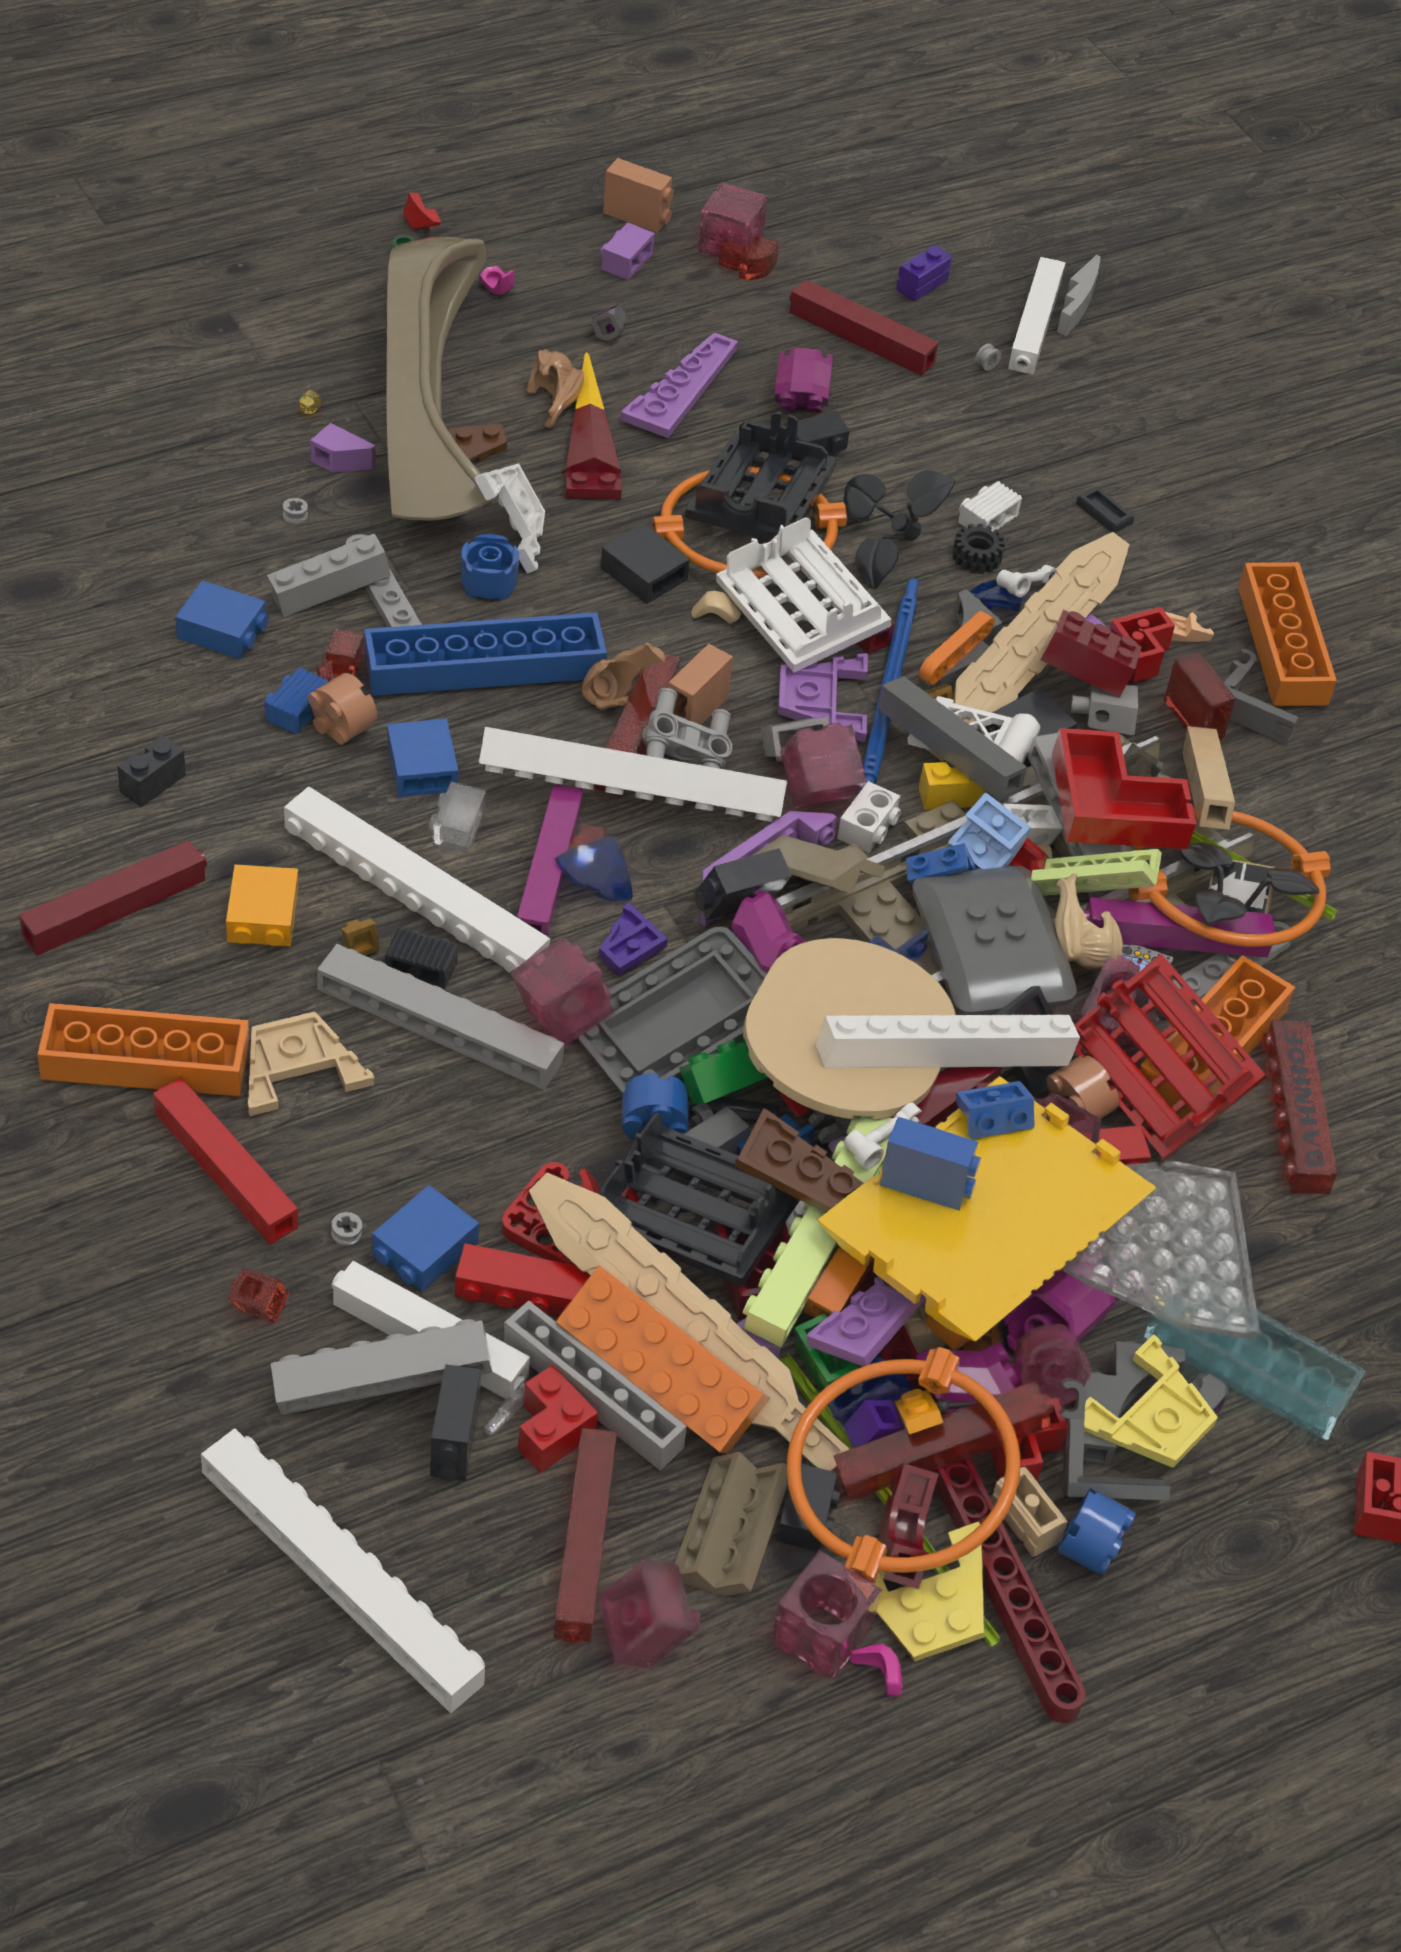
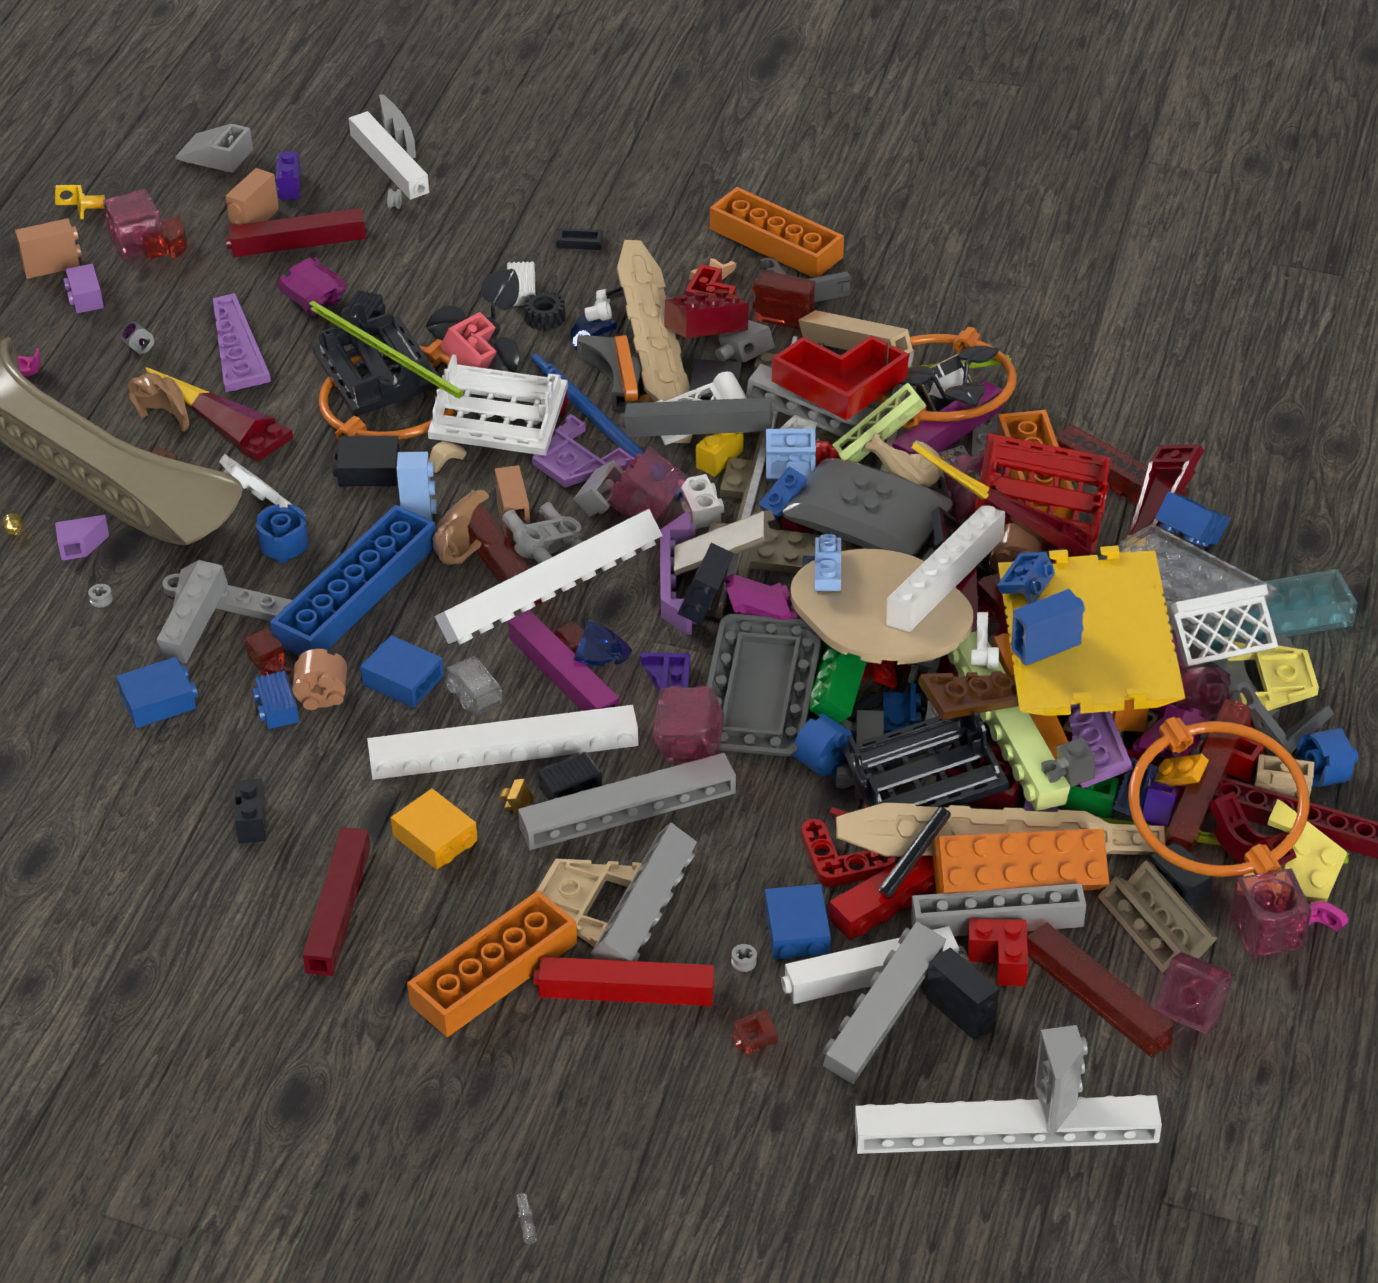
camera: 40 degrees left, 5 degrees down
(333, 1104) = (645, 896): none -> light grey brick
(391, 1560) = (1059, 1073): none -> light grey slope
(578, 1264) = (914, 852): none -> black axle
(630, 608) = (415, 483): none -> light blue brick
(726, 175) = (78, 198): none -> yellow bracket
(762, 474) = (383, 348): none -> lime piece
(810, 1310) = (1074, 762): none -> dark grey brick
(851, 953) = (828, 563): none -> light blue slope
(852, 521) = (470, 342): none -> coral brick
(855, 271) = (253, 199): none -> nougat brick
(900, 210) = (218, 148): none -> light grey slope
(1117, 1087) = (1045, 527): none -> dark red plate
(1157, 1290) = (1212, 605): none -> white fence
(1282, 1199) = (1191, 520): none -> blue piece
(1309, 1145) = (1167, 471): none -> dark red plate

